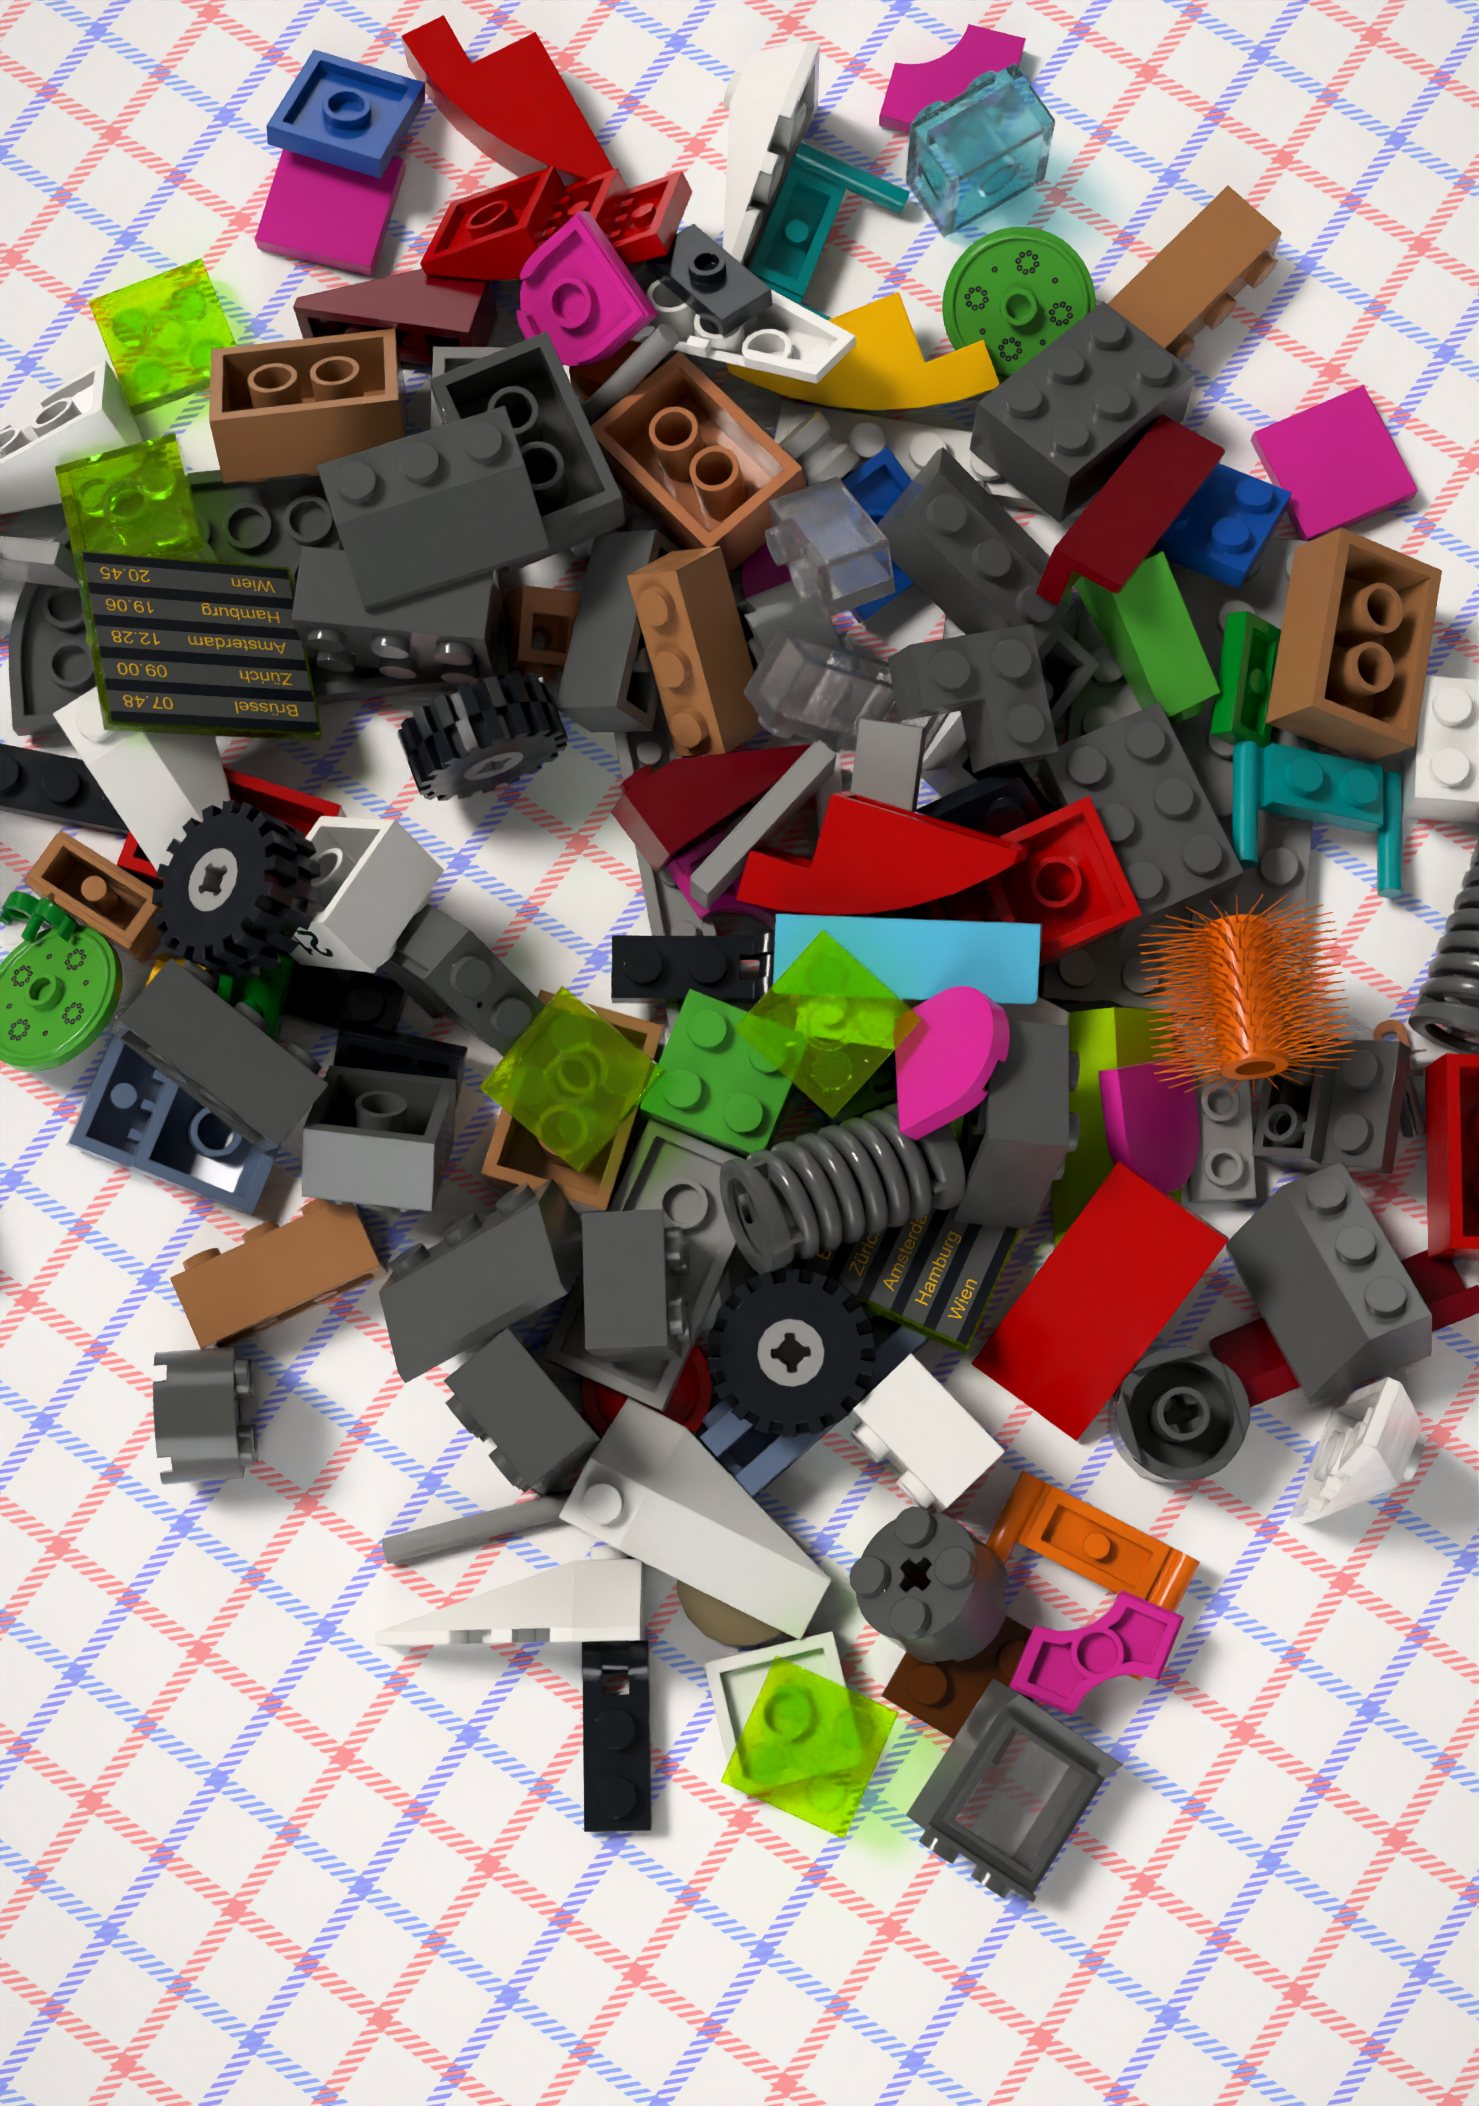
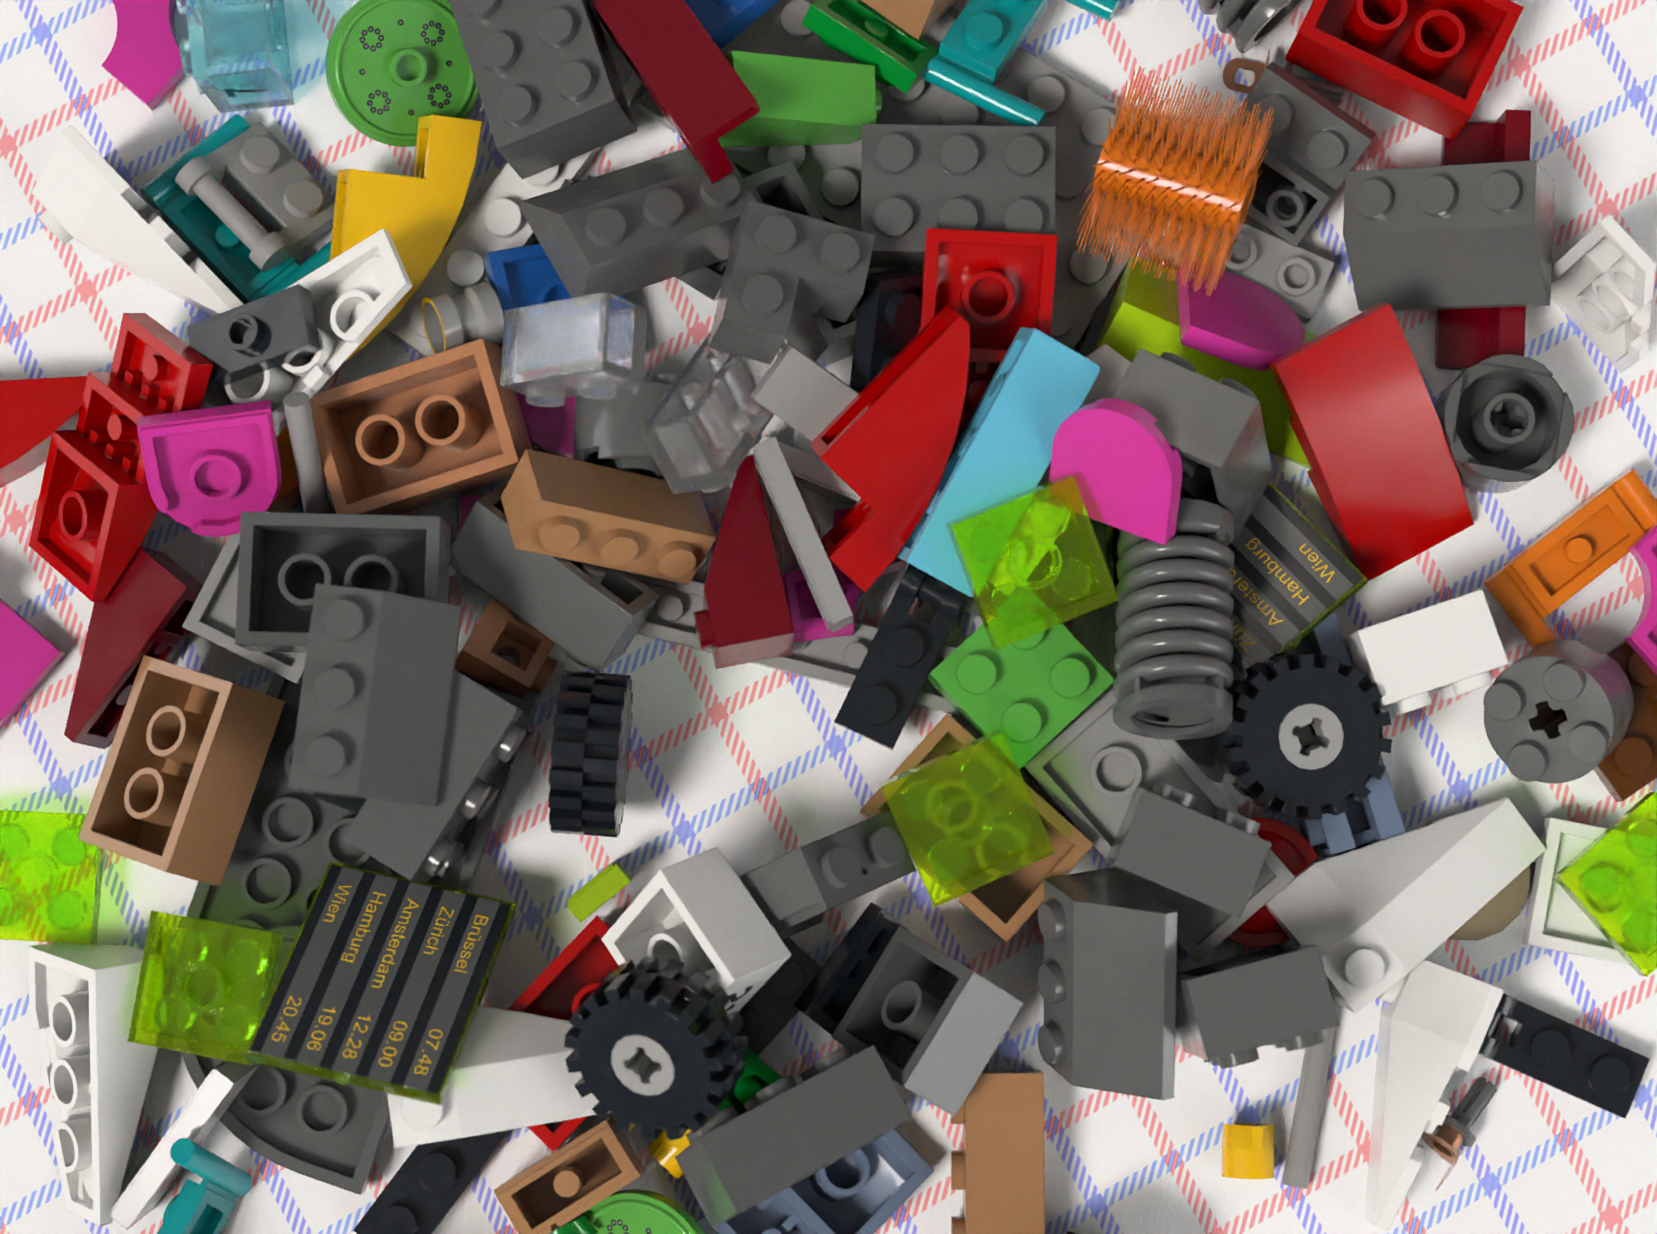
camera: 65 degrees left, 5 degrees up
(365, 803) = (598, 890): none -> lime tile
(396, 1490) = (1248, 1150): none -> yellow hose
(503, 1675) = (1456, 1128): none -> dark grey piece
(860, 247) = (272, 185): none -> light grey plate

